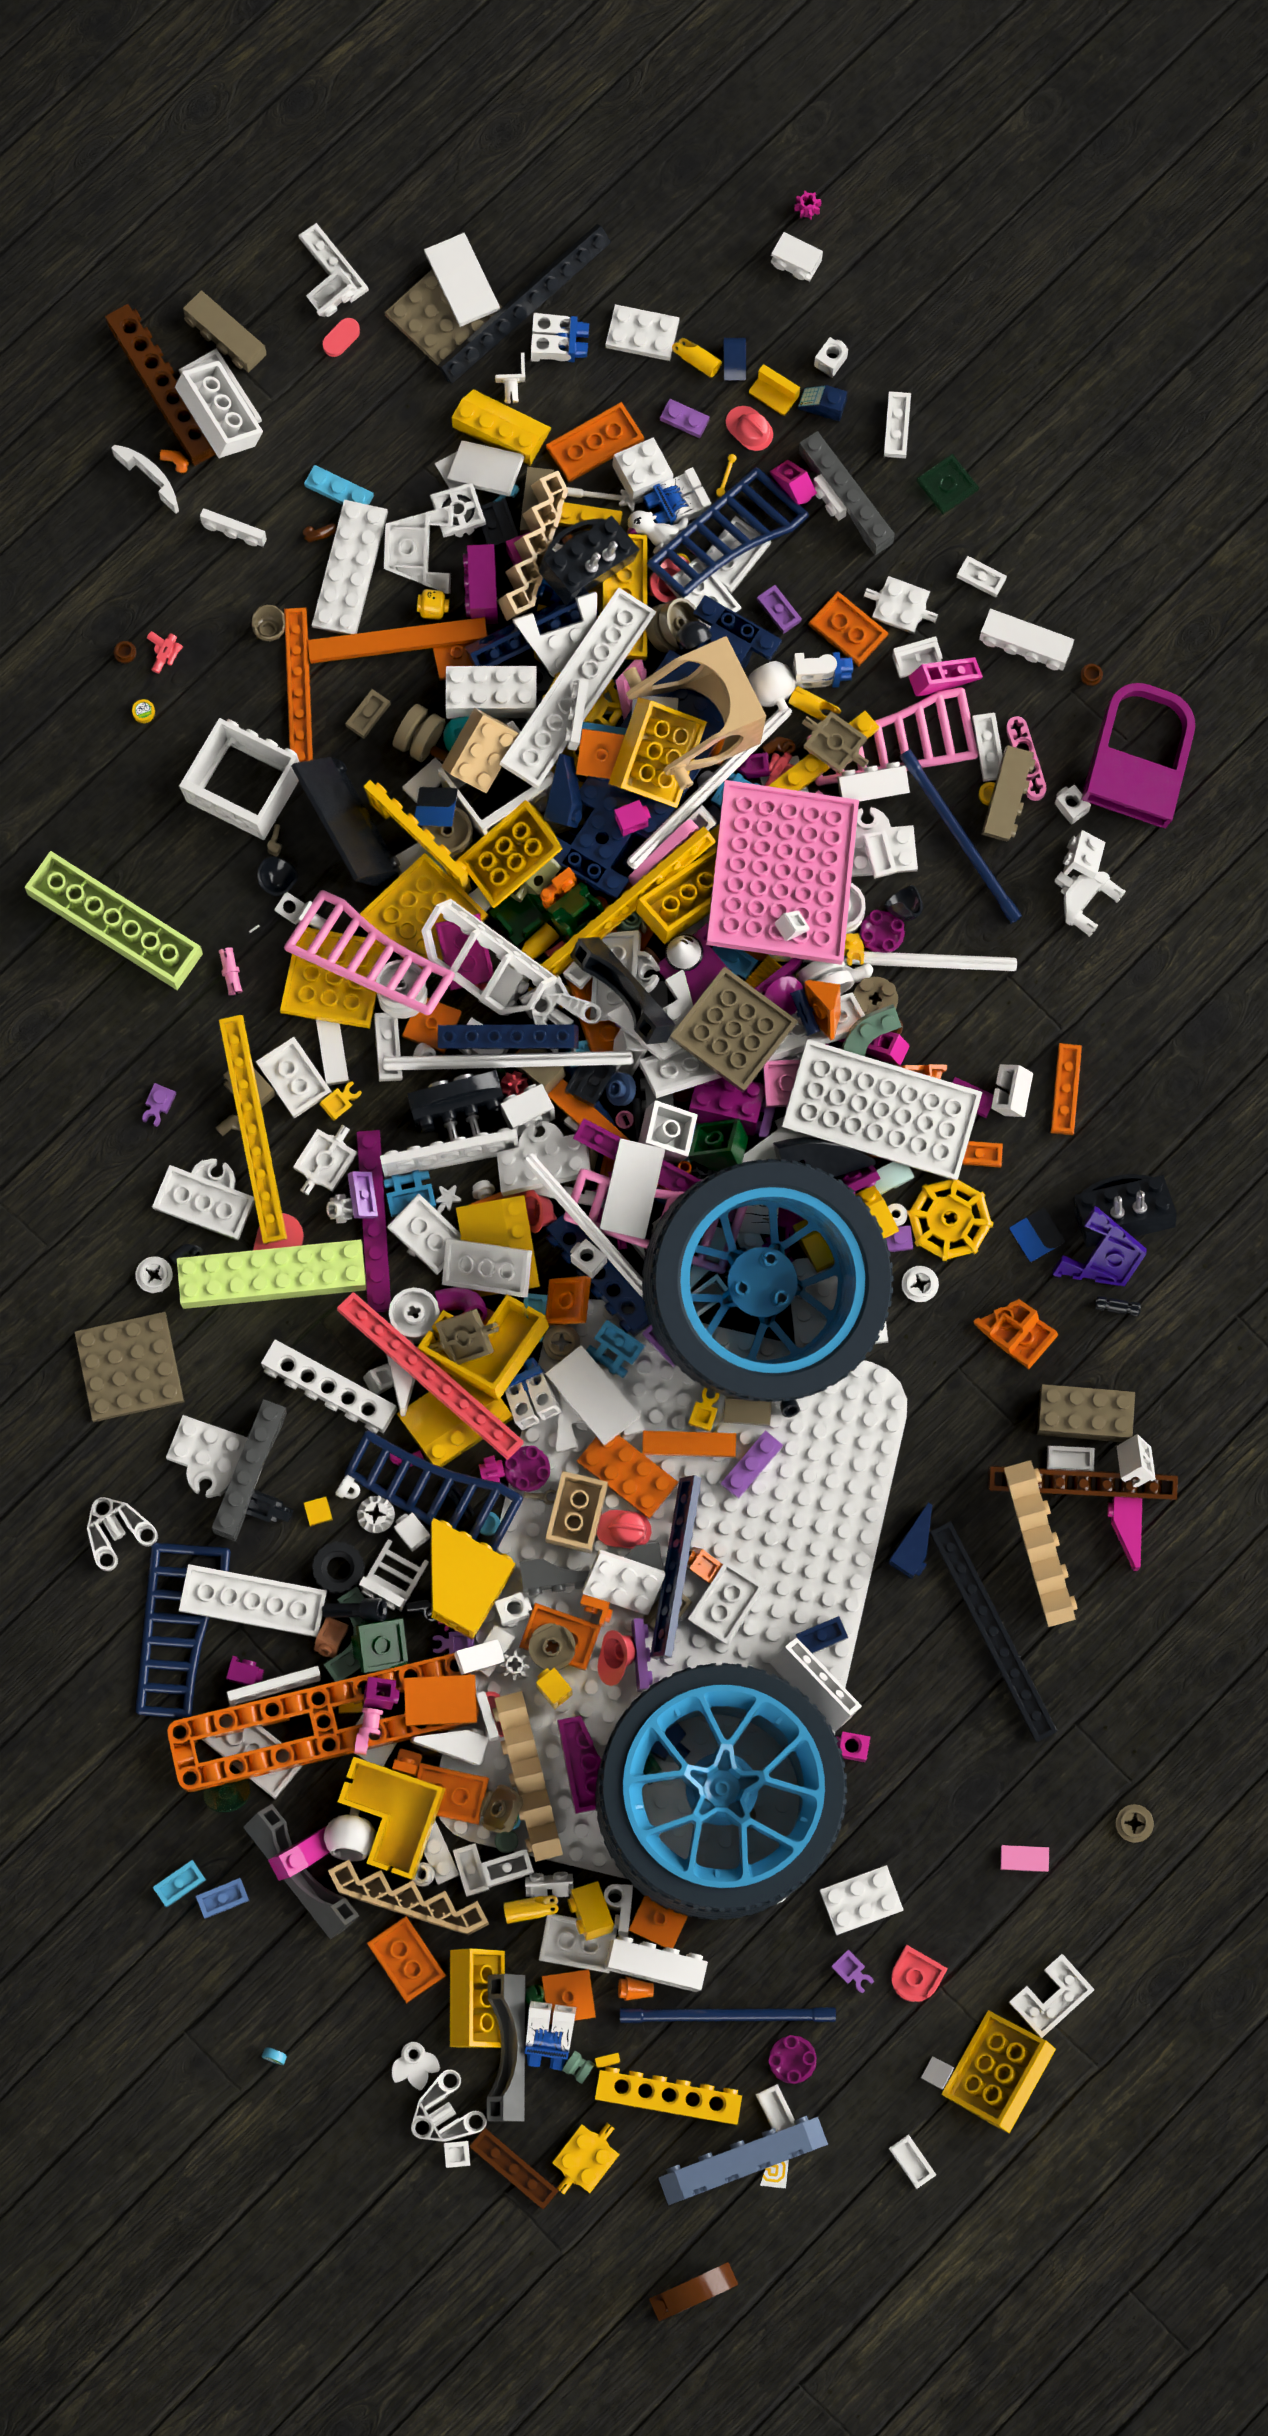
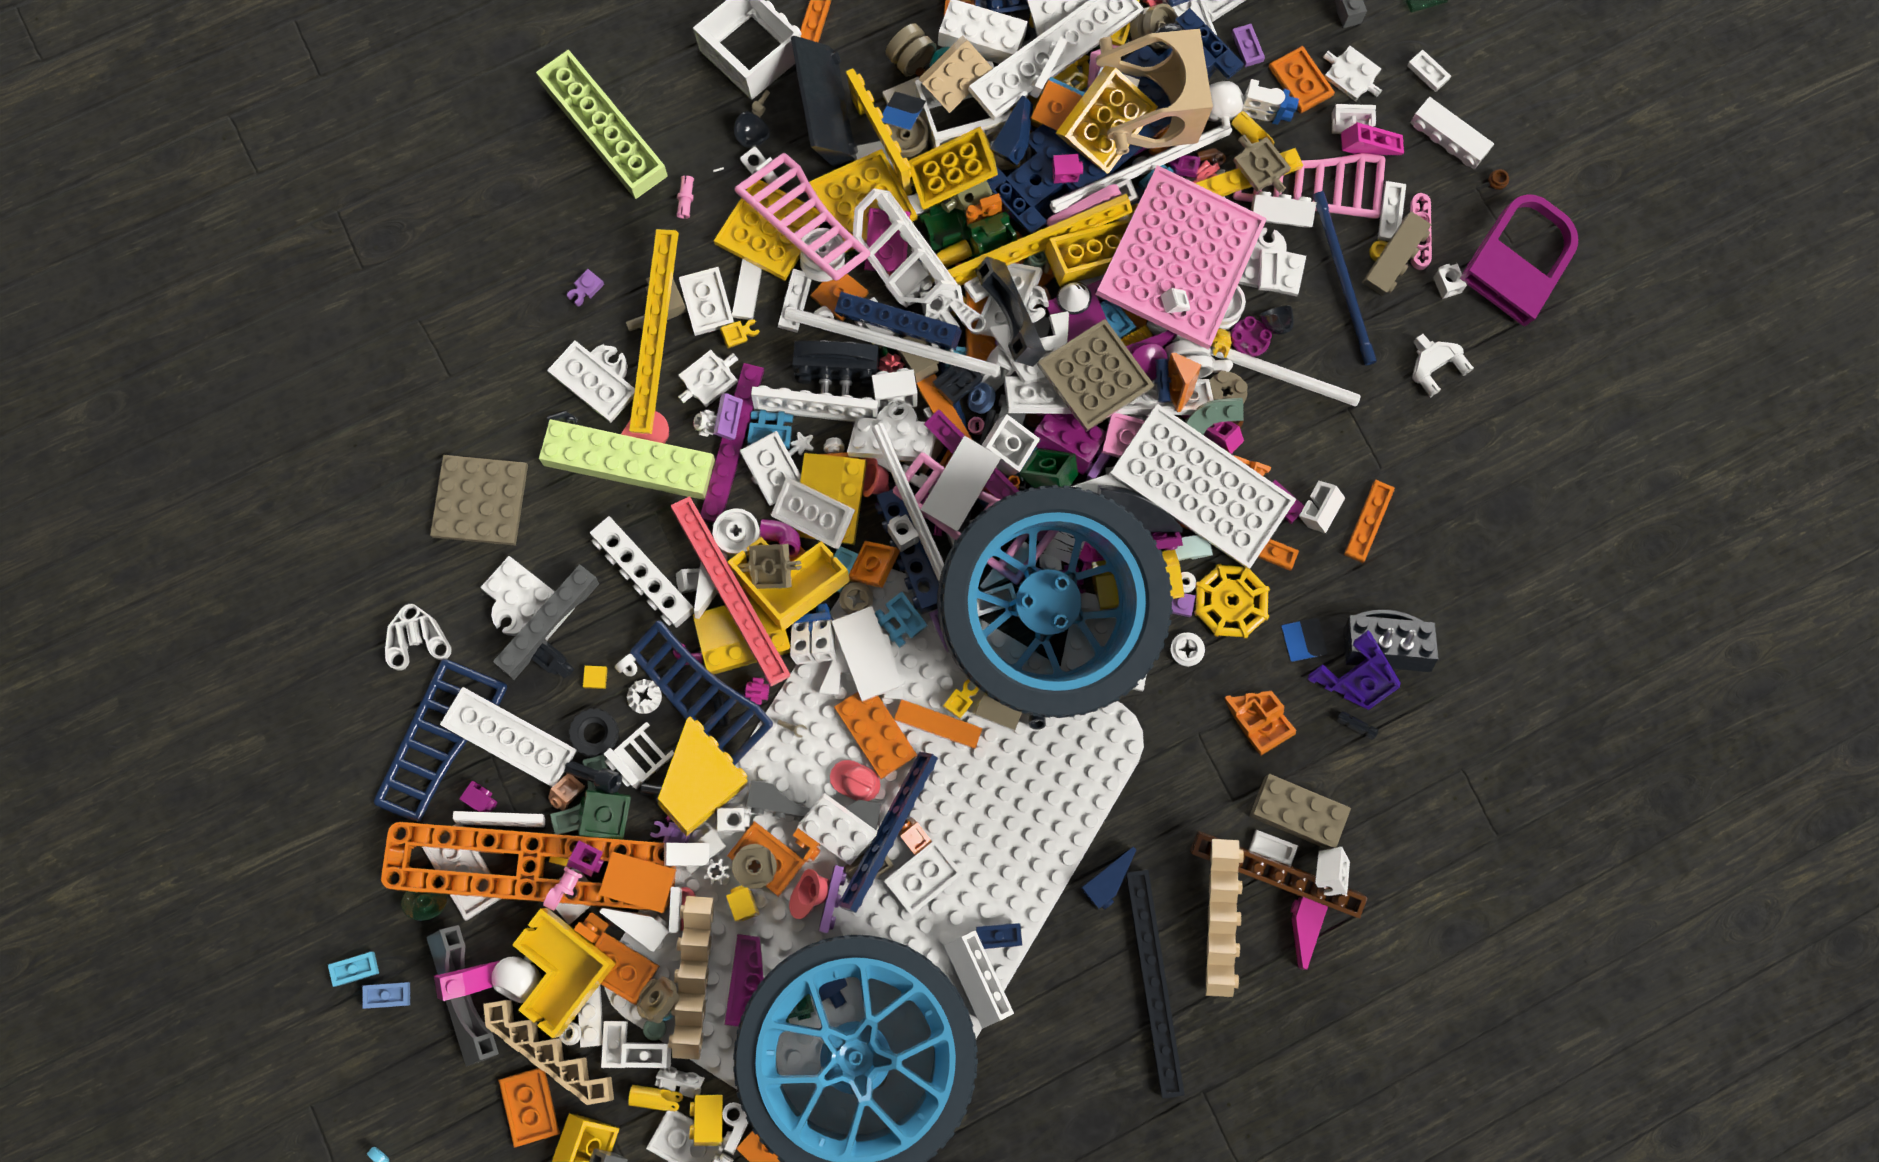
camera: 15 degrees right, 0 degrees up
(153, 1264) = (530, 419): white gear -> none
(368, 713) = (874, 24): dark tan plate -> none
(411, 1531) = (668, 721): white brick -> none
(491, 1525) = (740, 737): medium azure tile -> none
(527, 1469) = (788, 699): magenta dish -> none
(576, 1512) = (817, 752): tan brick -> none
(752, 1464) = (987, 760): medium lavender plate -> none
(862, 1742) = (1004, 1046): dark pink brick -> none
(1084, 854) = (1447, 325): white bracket -> none

